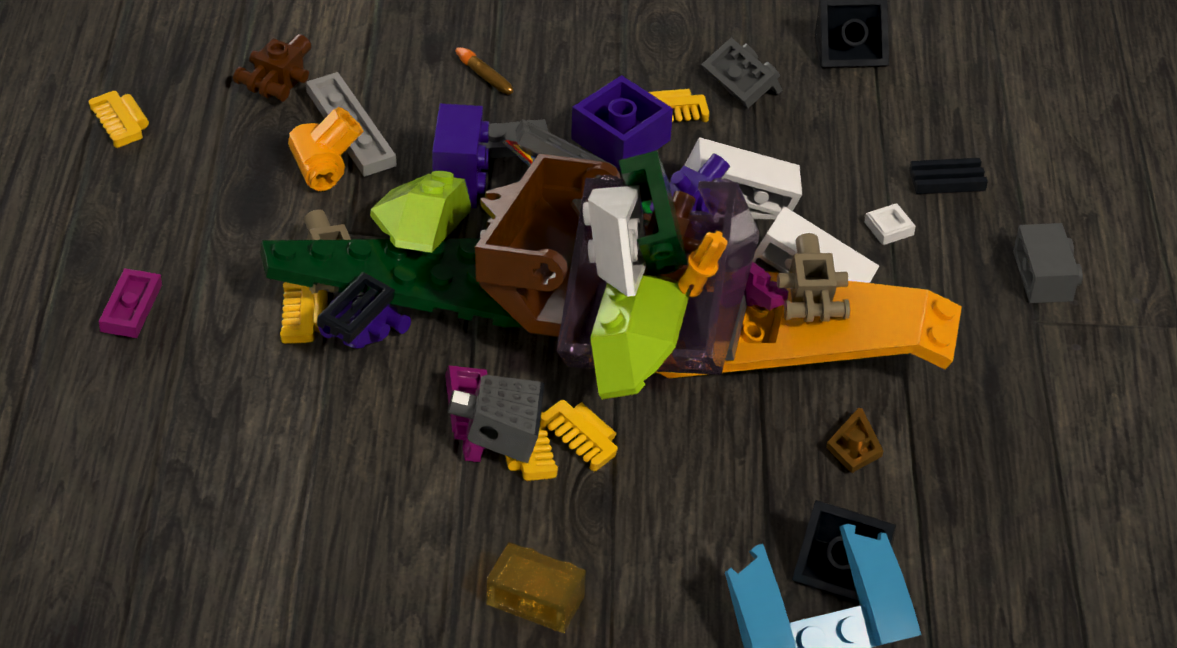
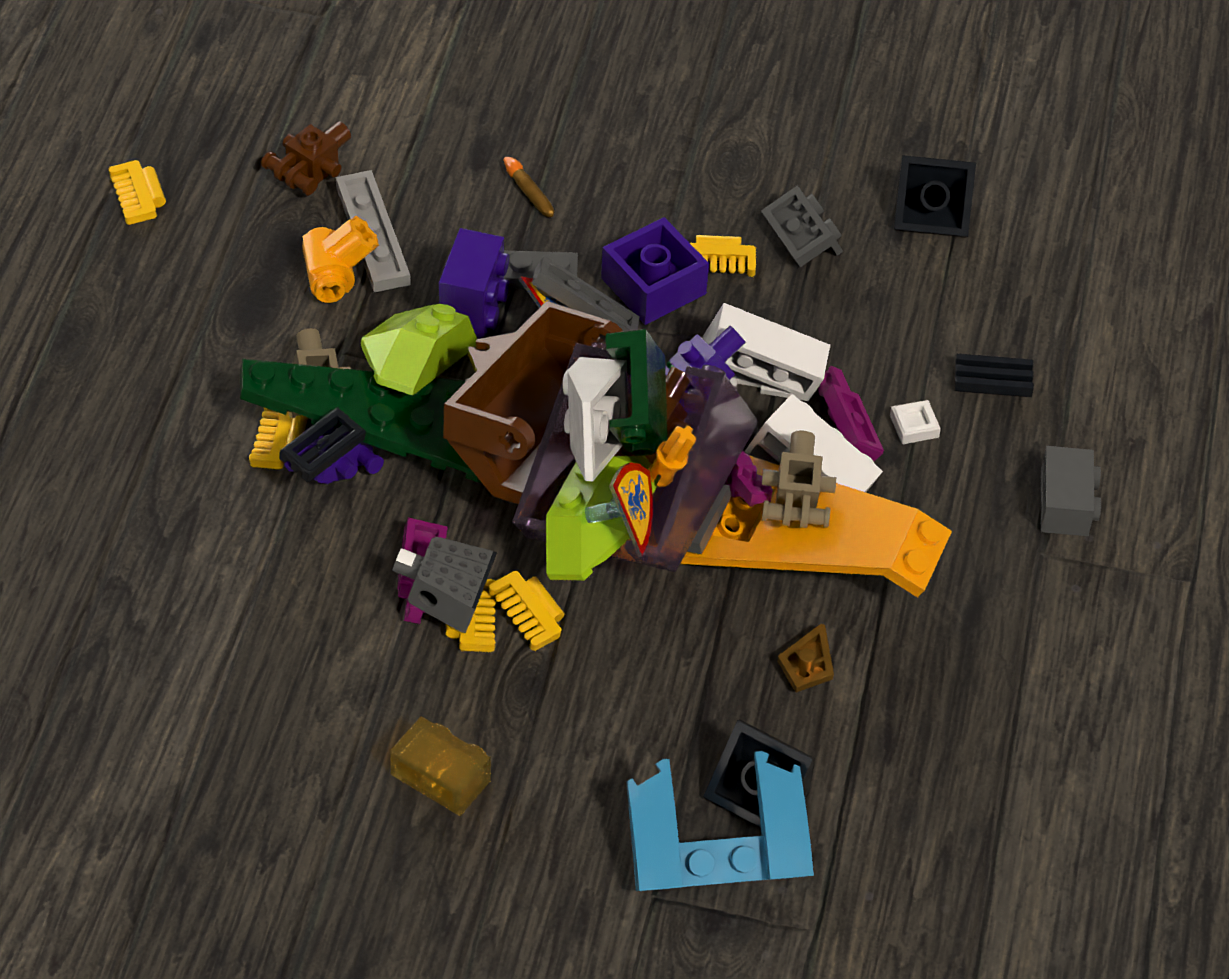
camera: 10 degrees right, 5 degrees up
(130, 303) = (105, 402): magenta plate -> none
(669, 309) = (631, 501): none -> shield
(828, 219) = (849, 413): none -> magenta hinge

